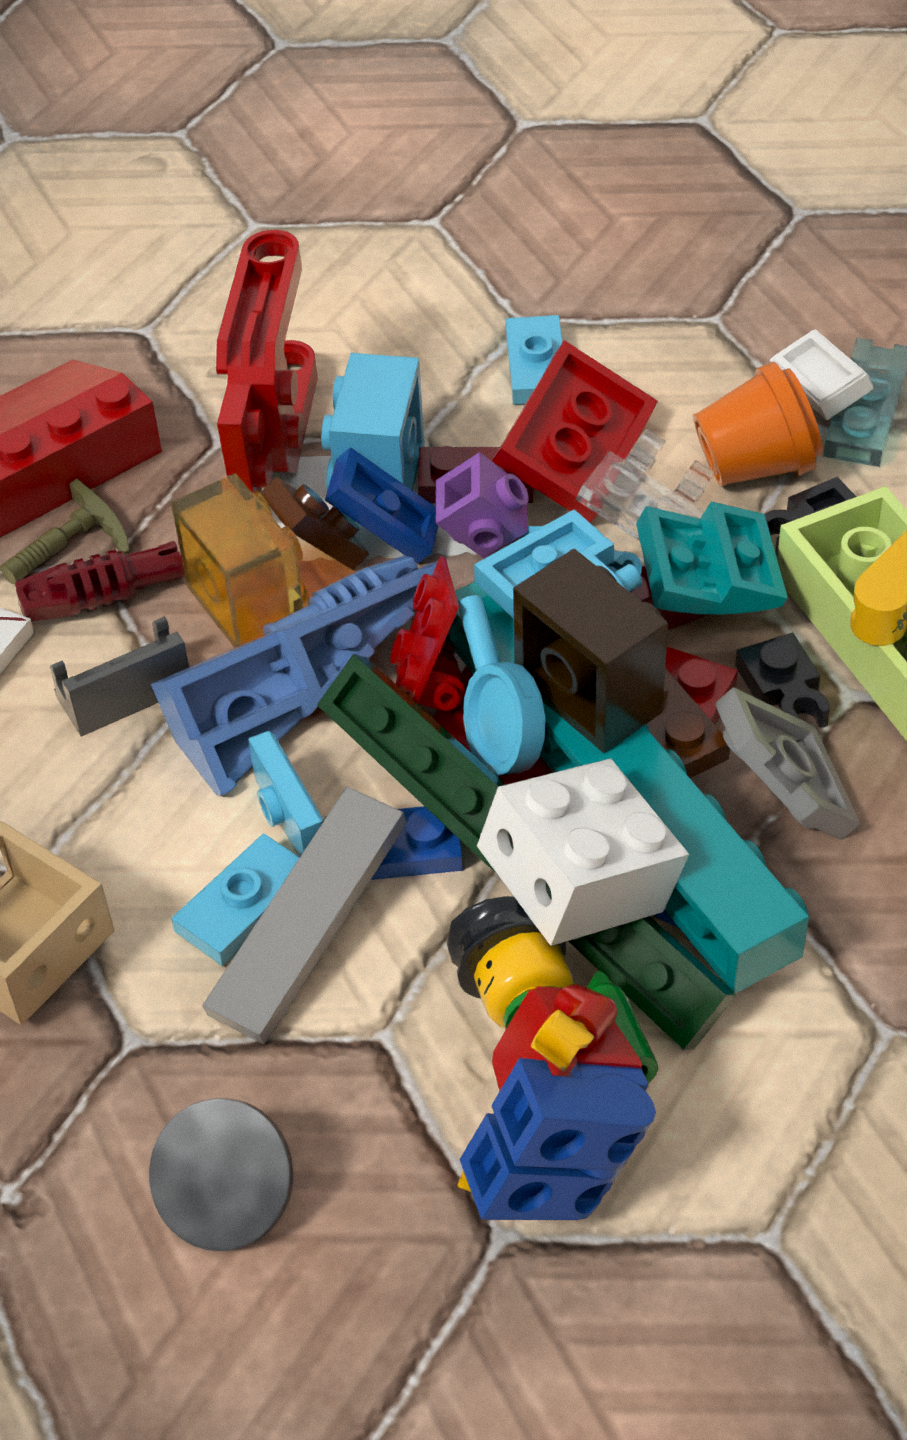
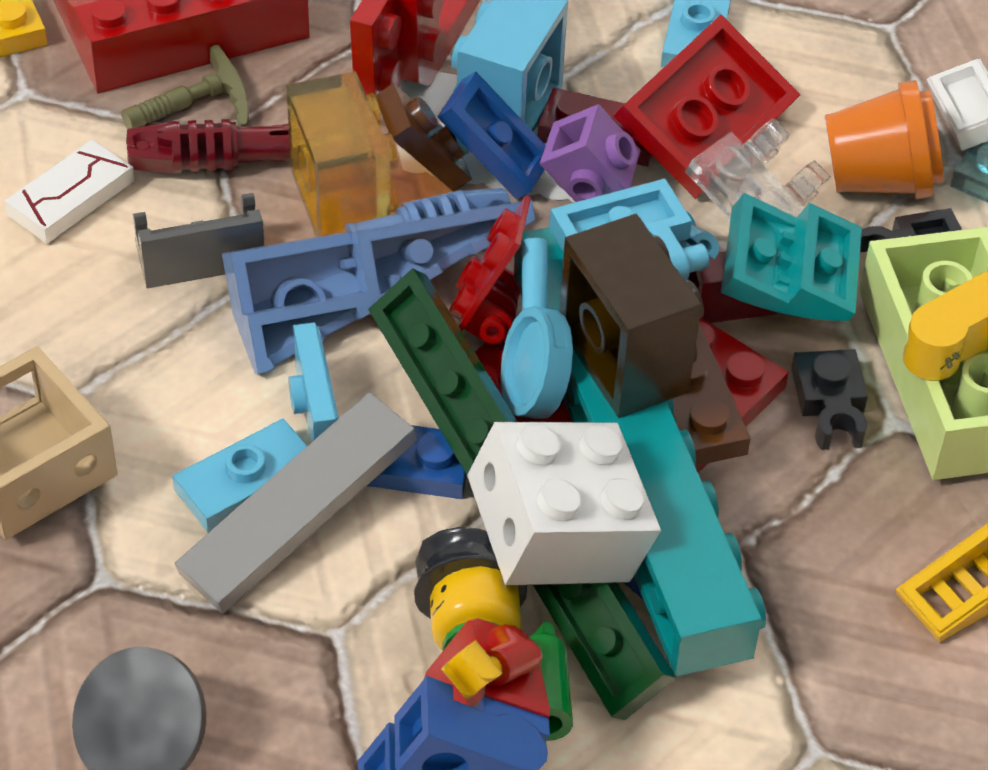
camera: 10 degrees right, 0 degrees up
(789, 761) = (804, 469): light grey plate -> none

